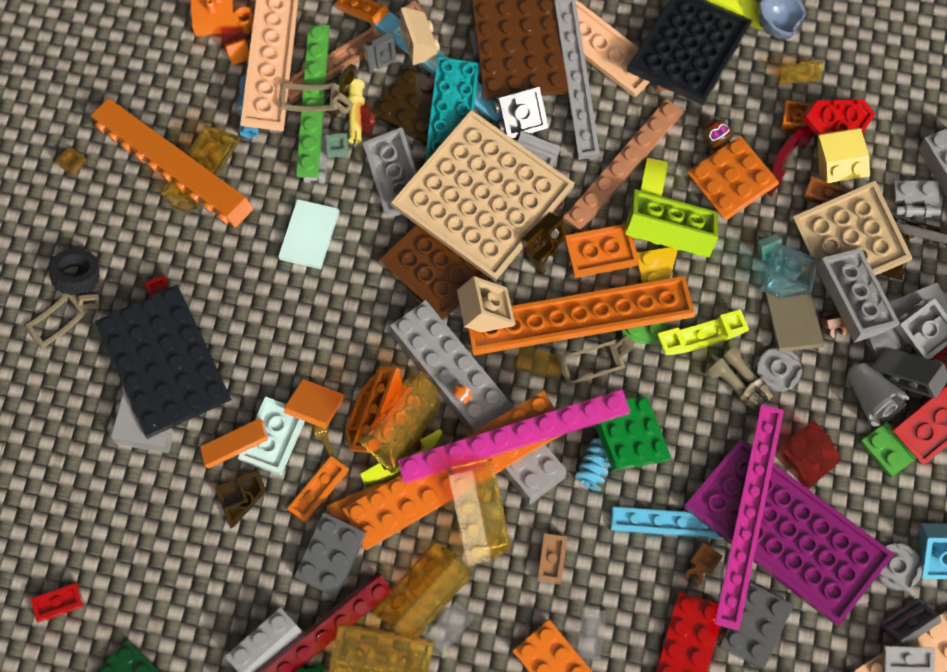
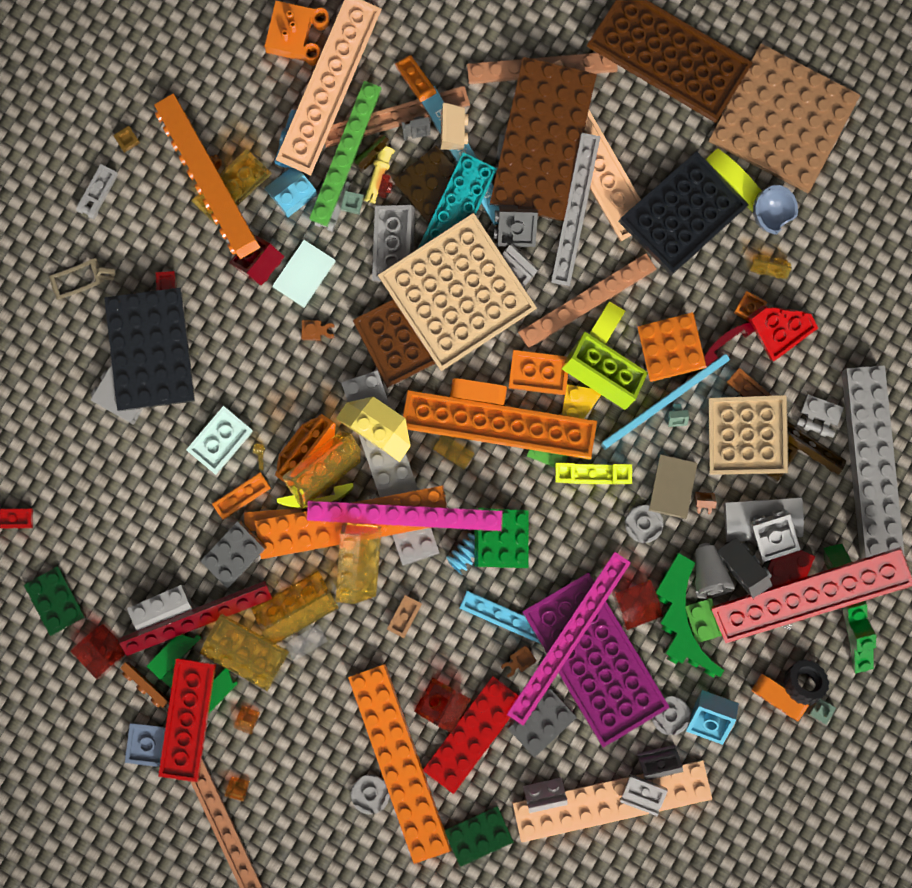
camera: 15 degrees right, 15 degrees up
(54, 222) = (97, 191): none -> light grey plate
(74, 258) = (104, 230): black tyre -> none
(230, 35) = (295, 68): clear red plate -> none
(234, 443) = (186, 437): orange tile -> none
(237, 51) = (296, 83): orange tile -> none
(240, 496) = (178, 480): dark brown slope -> none
(254, 235) = (260, 263): none -> dark red slope
(268, 156) = (291, 191): none -> medium azure slope
(314, 403) = (260, 425): orange tile -> none
(334, 105) = (362, 161): dark tan sword -> none
(339, 288) = (313, 330): none -> dark orange plate
(447, 354) = (377, 425): none -> light yellow wedge
(462, 393) = (377, 463): orange plate -> none
(485, 305) = (424, 391): tan slope -> none
(543, 288) = (478, 391): none -> orange beam
(544, 240) = (493, 349): dark brown slope -> none
(591, 633) = (413, 684): clear plate -> none
(617, 354) = (519, 462): dark tan sword -> none
(634, 644) = (442, 705): none -> clear red slope
(717, 133) = (675, 302): reddish brown head -> none
(722, 370) = (610, 505): dark tan piece -> none
(747, 236) = (665, 401): none -> medium azure tile
(788, 272) = (683, 448): clear light blue slope -> none
(842, 155) = (771, 360): light yellow slope -> none
(857, 294) = (730, 487): light grey slope -> none
(859, 459) = (683, 644): none -> green arch

